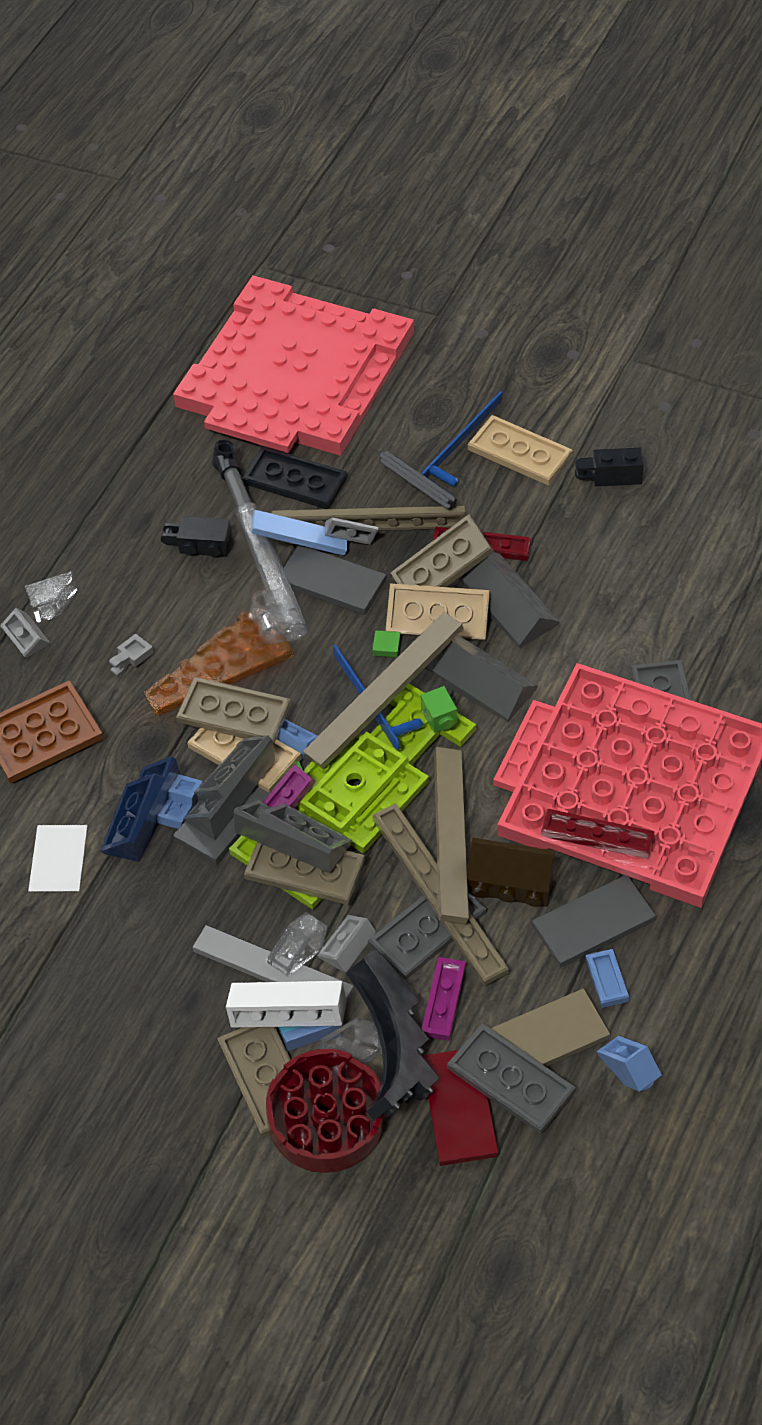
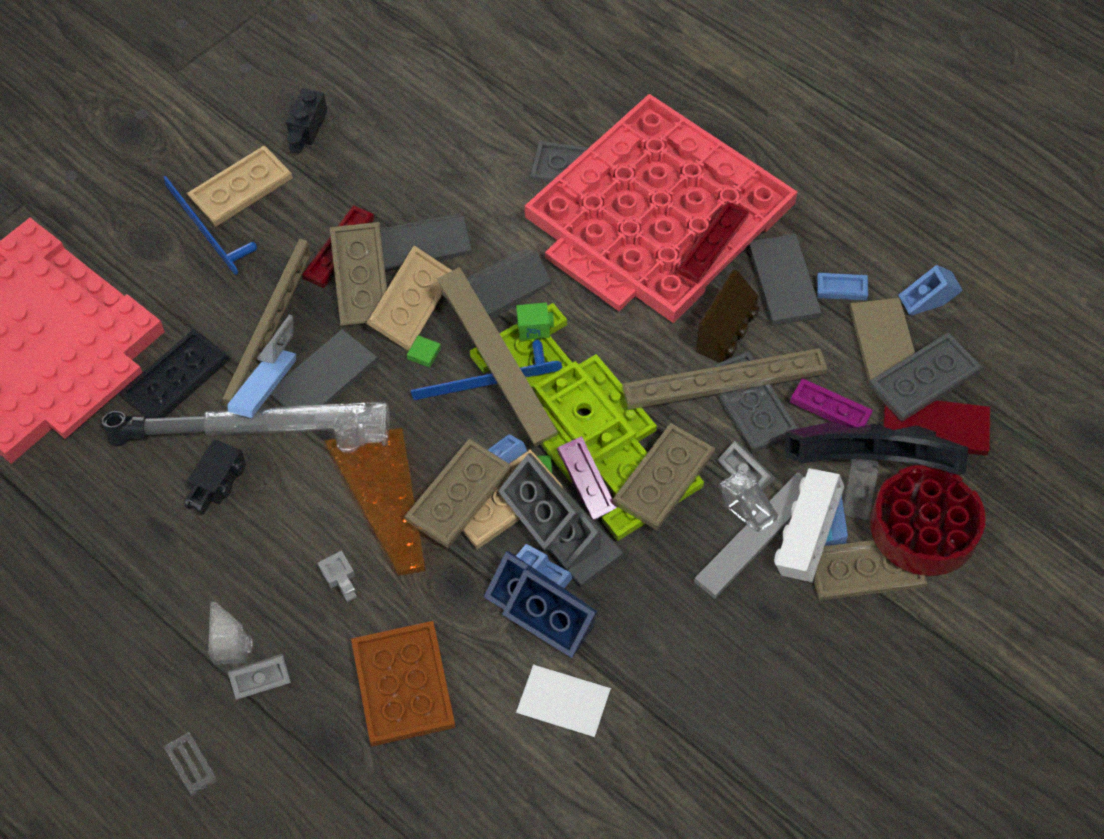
camera: 75 degrees left, 5 degrees up
(291, 833) = (634, 470): dark grey slope -> none
(418, 480) = (243, 269): black axle -> none
(450, 836) = (669, 351): dark tan tile -> none

